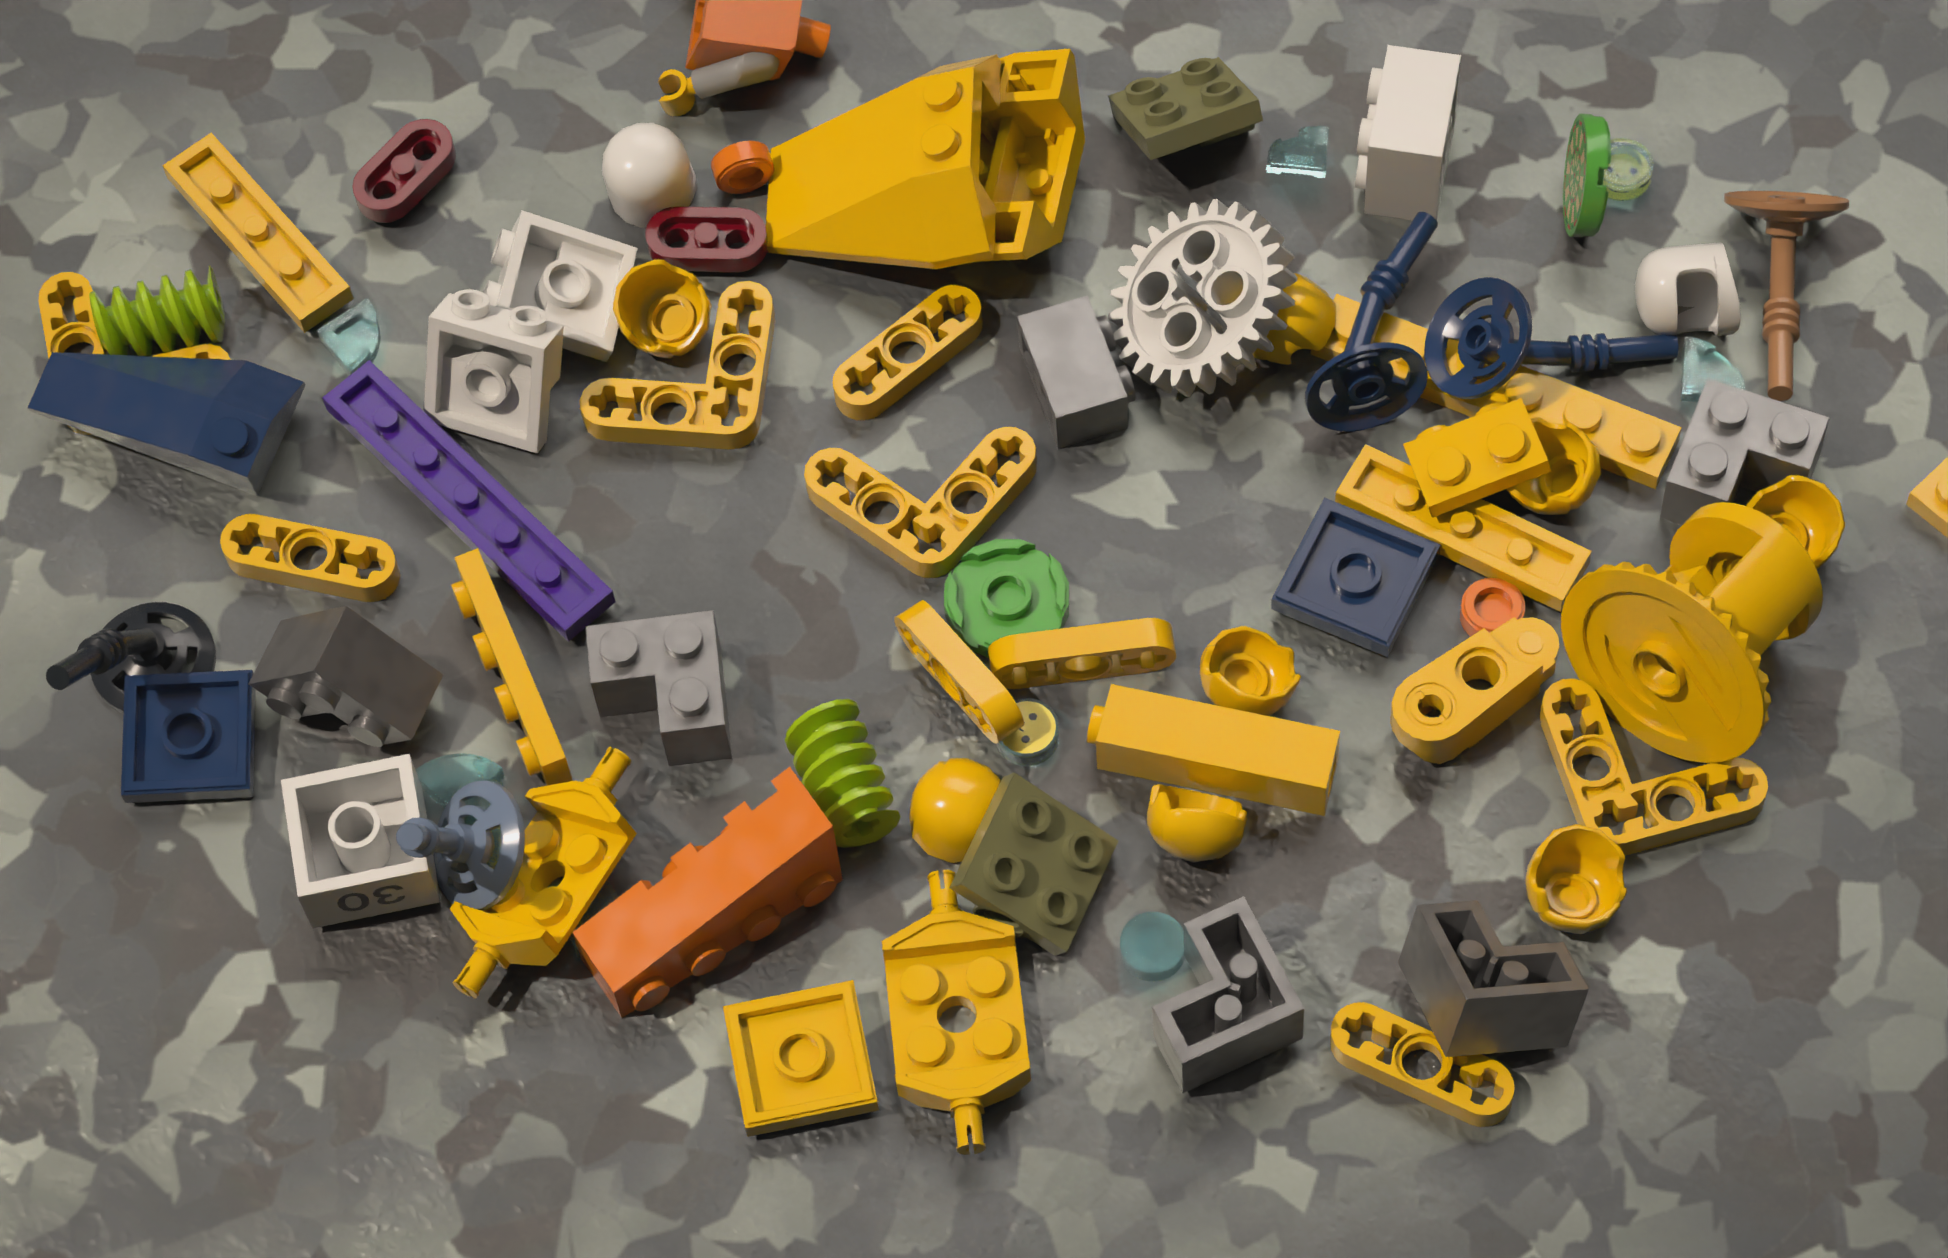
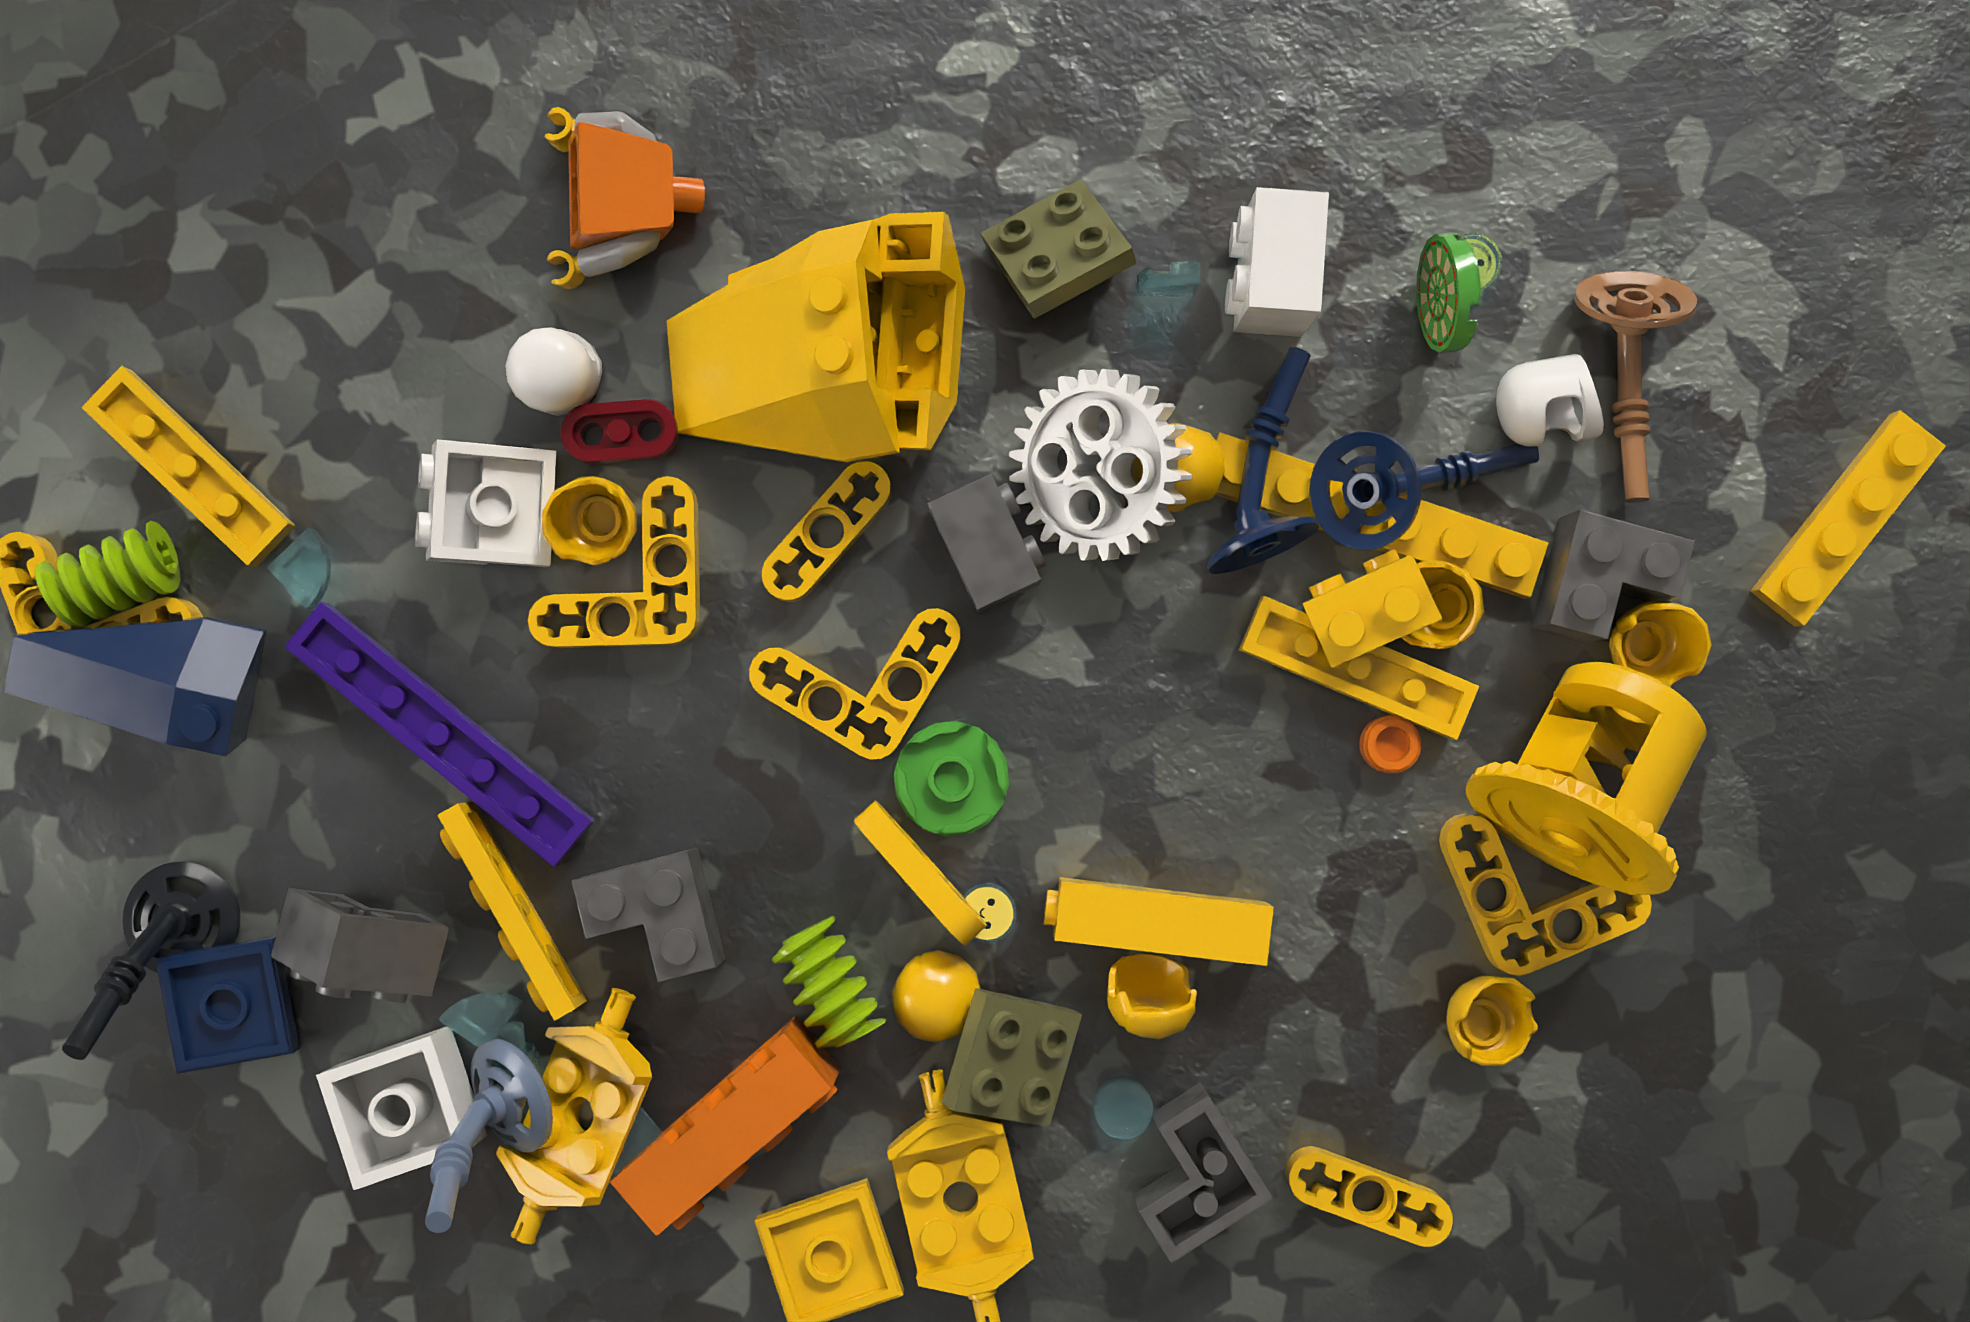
camera: 10 degrees left, 25 degrees up
(291, 537) = (267, 786): yellow beam -> none
(399, 172) = (313, 381): dark red plate -> none
(492, 369) = (437, 608): white plate -> none
(742, 167) = (642, 351): orange tile -> none
(1082, 653) = (1028, 835): yellow beam -> none
(1248, 671) = (1182, 844): yellow hair -> none
(1355, 577) = (1266, 728): dark blue plate -> none
(1485, 993) = (1417, 1149): flat silver brick -> none
(1511, 658) = (1421, 802): yellow piece -> none
(1703, 362) = (1566, 478): clear light blue tile -> none

